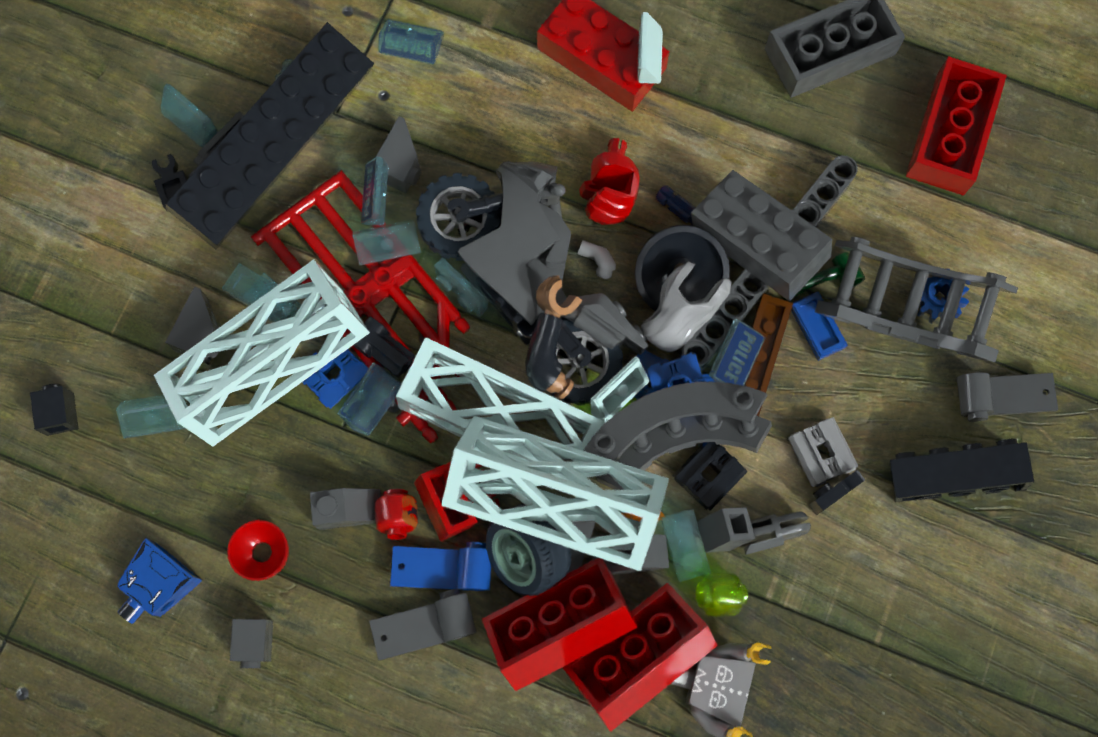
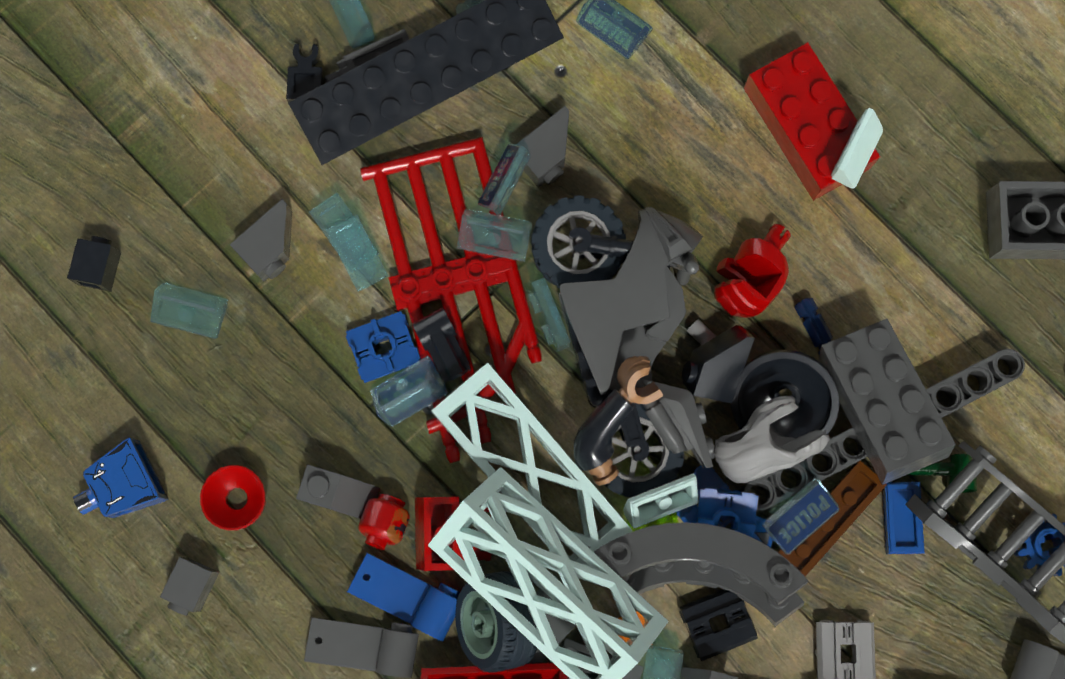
camera: 25 degrees right, 5 degrees up
(274, 340) = (334, 320): light aqua piece -> none
(616, 265) = (718, 365): none -> black slope

